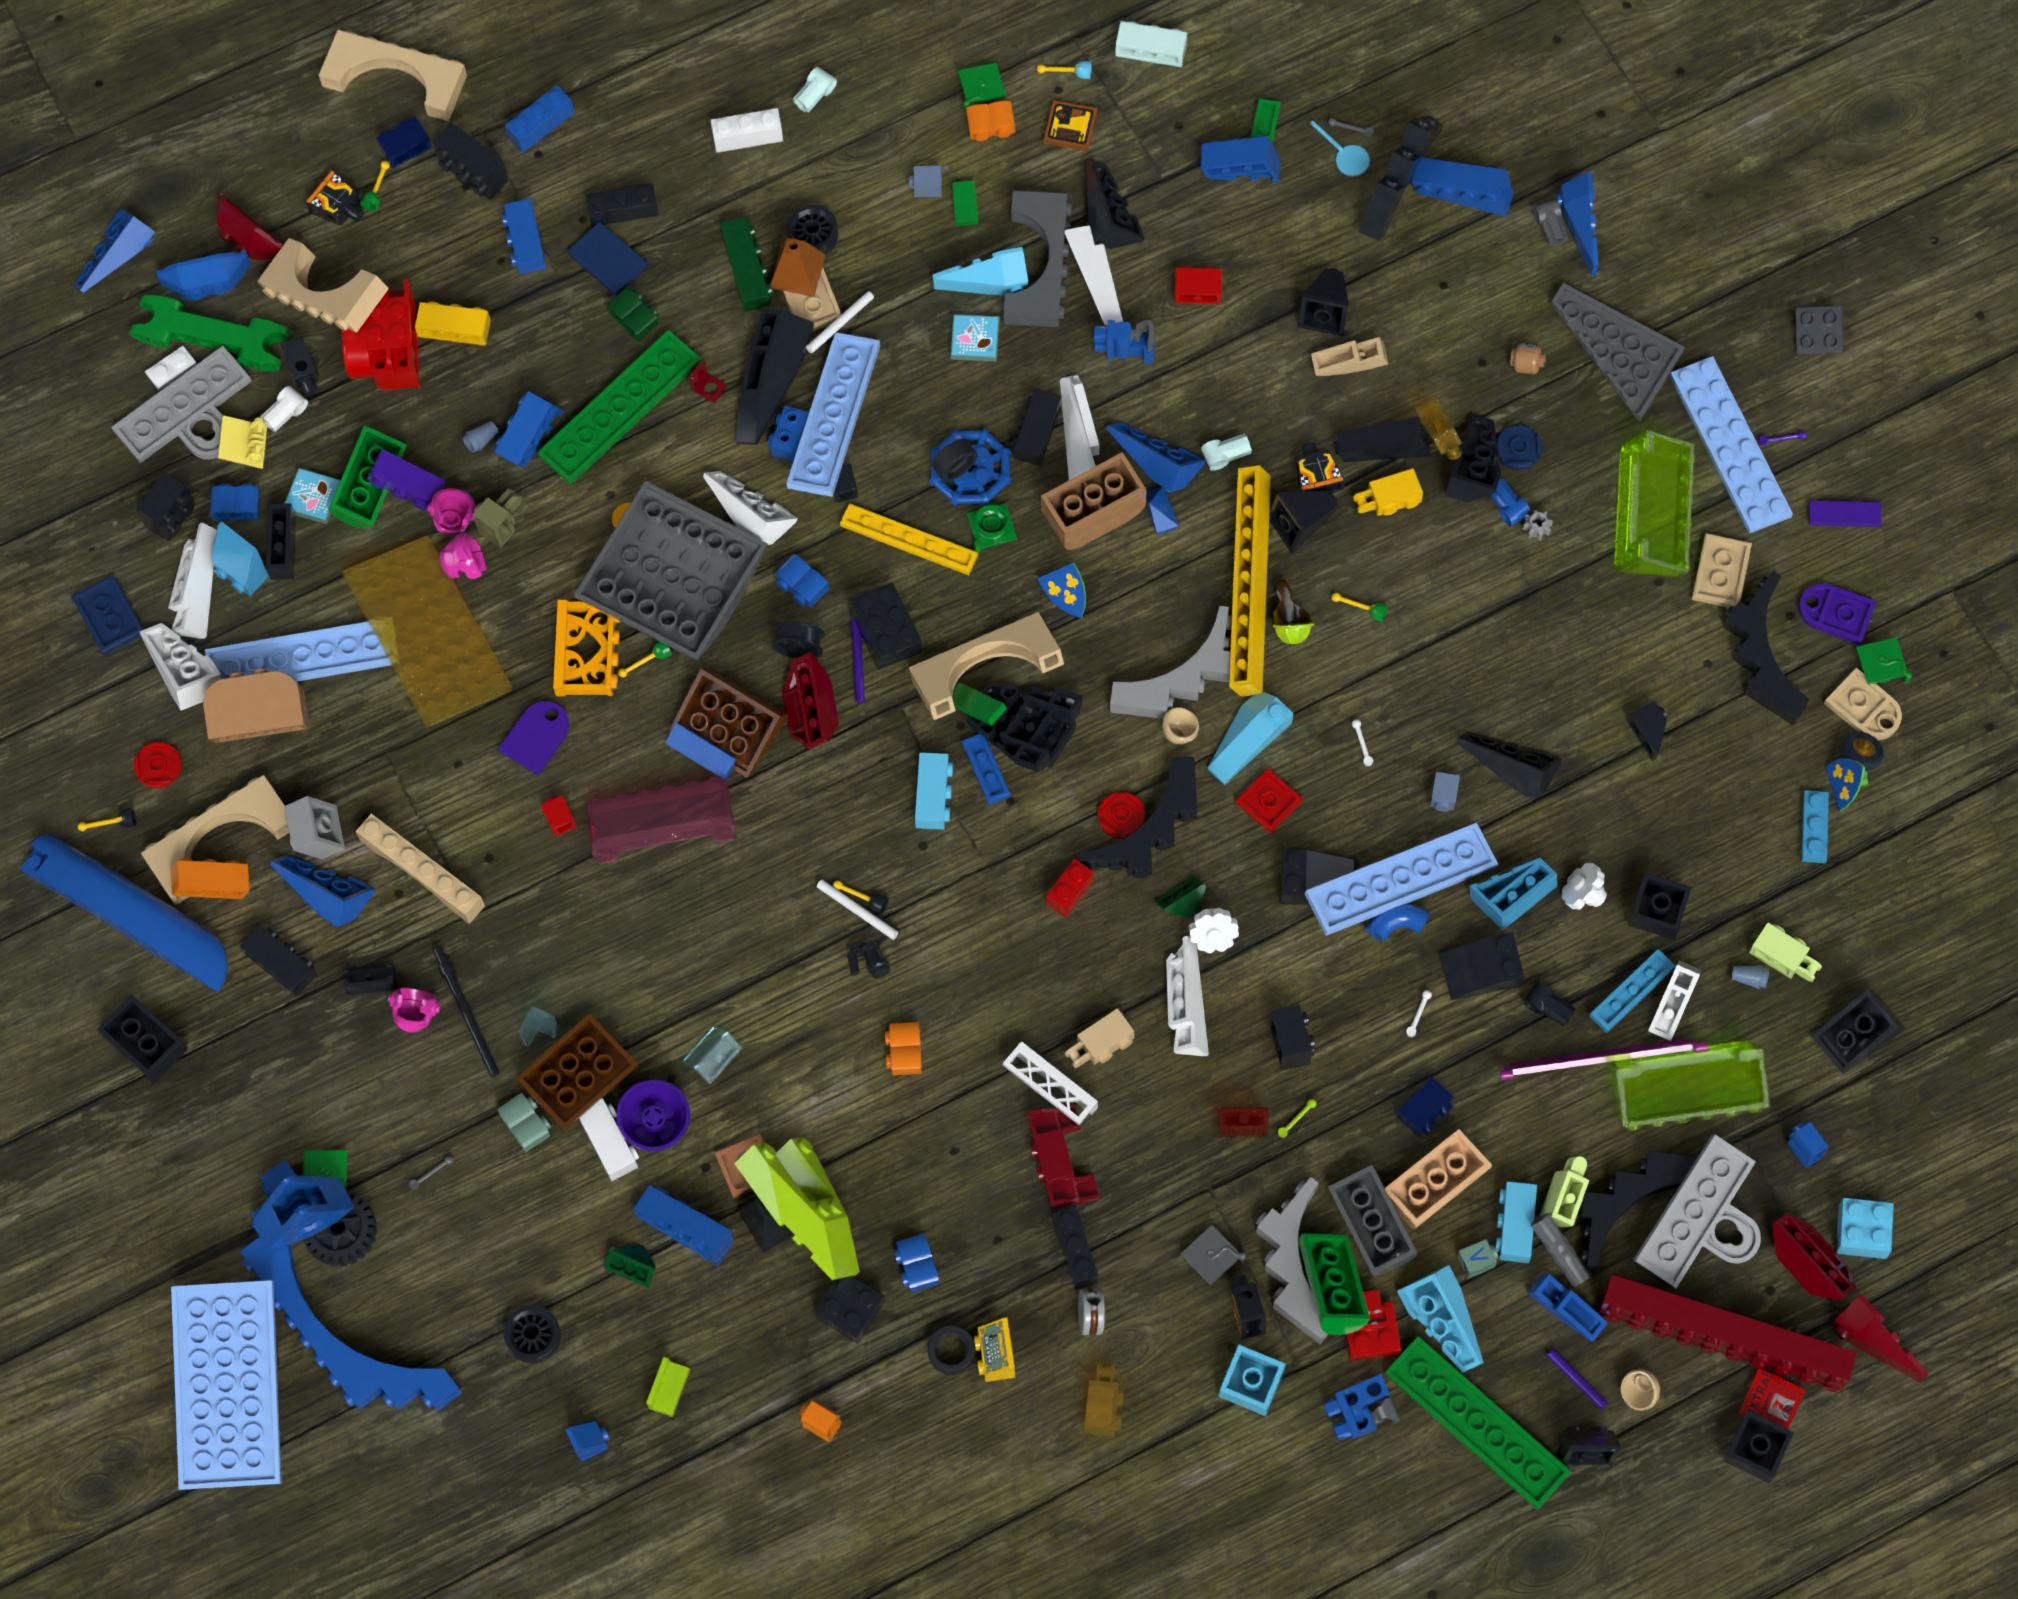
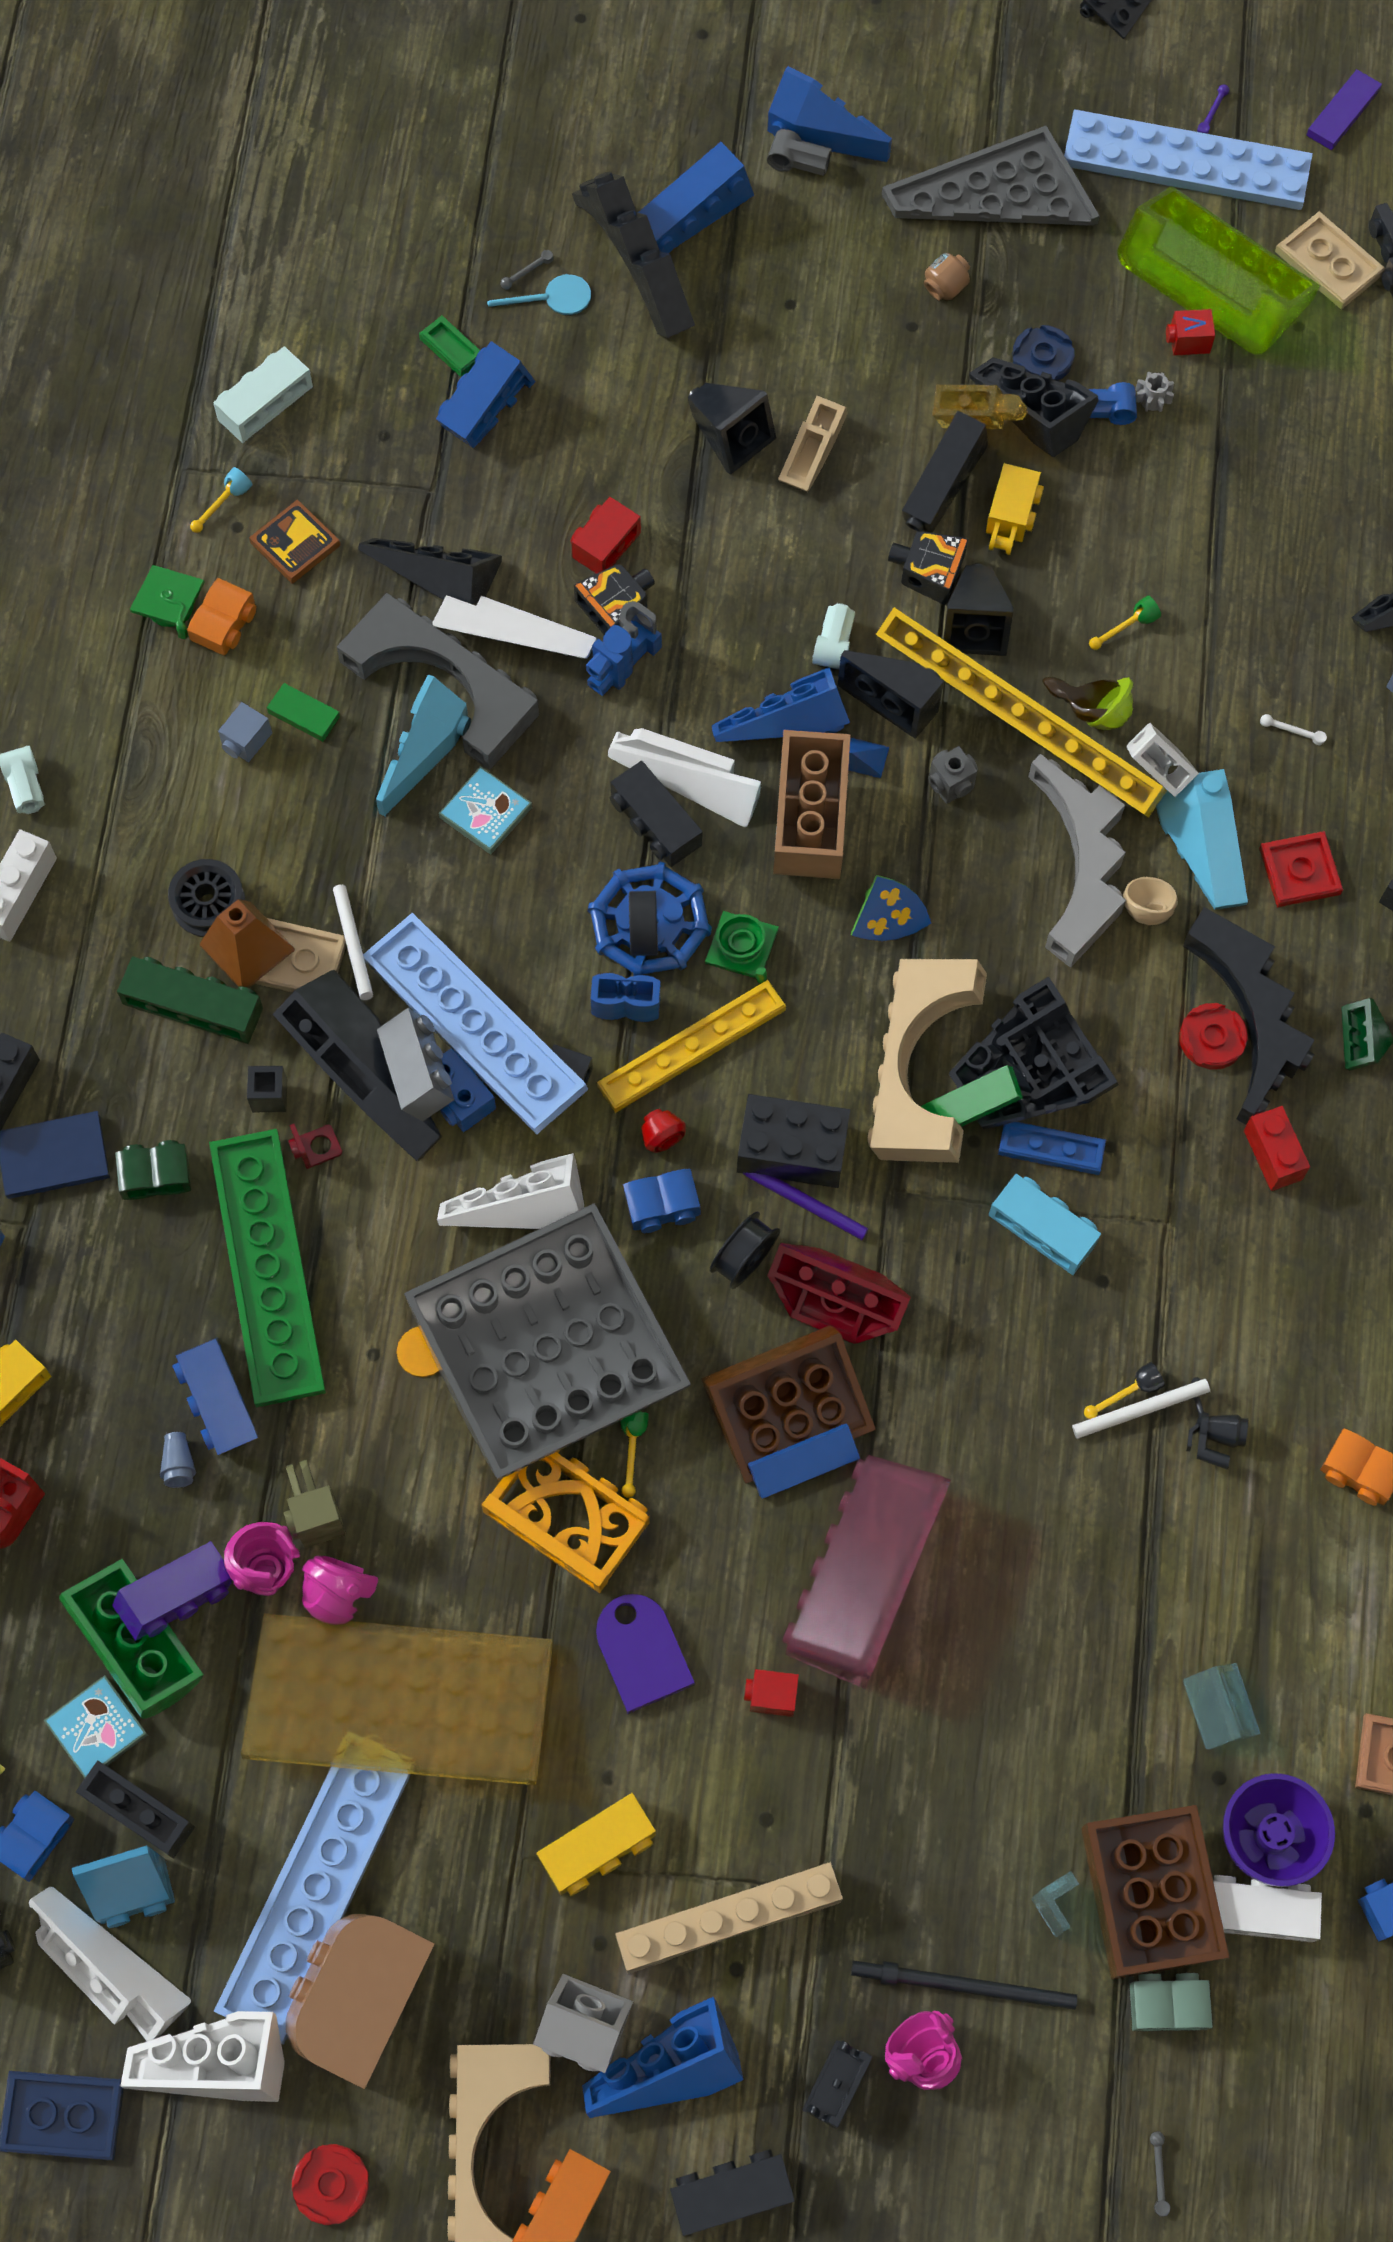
camera: 60 degrees left, 0 degrees up
(415, 779) = (597, 1845): none -> yellow brick
(718, 337) = (267, 1089): none -> black brick
(782, 399) = (415, 1064): none -> brick
(843, 554) = (662, 1130): none -> red cone
(908, 483) = (620, 997): none -> blue brick
(1164, 314) = (607, 592): none -> torso
(1182, 569) = (952, 774): none -> dark grey brick
(1213, 514) = (892, 688): none -> black slope
(1273, 674) = (1157, 754): none -> white torso
(1598, 520) = (1191, 332): none -> red brick

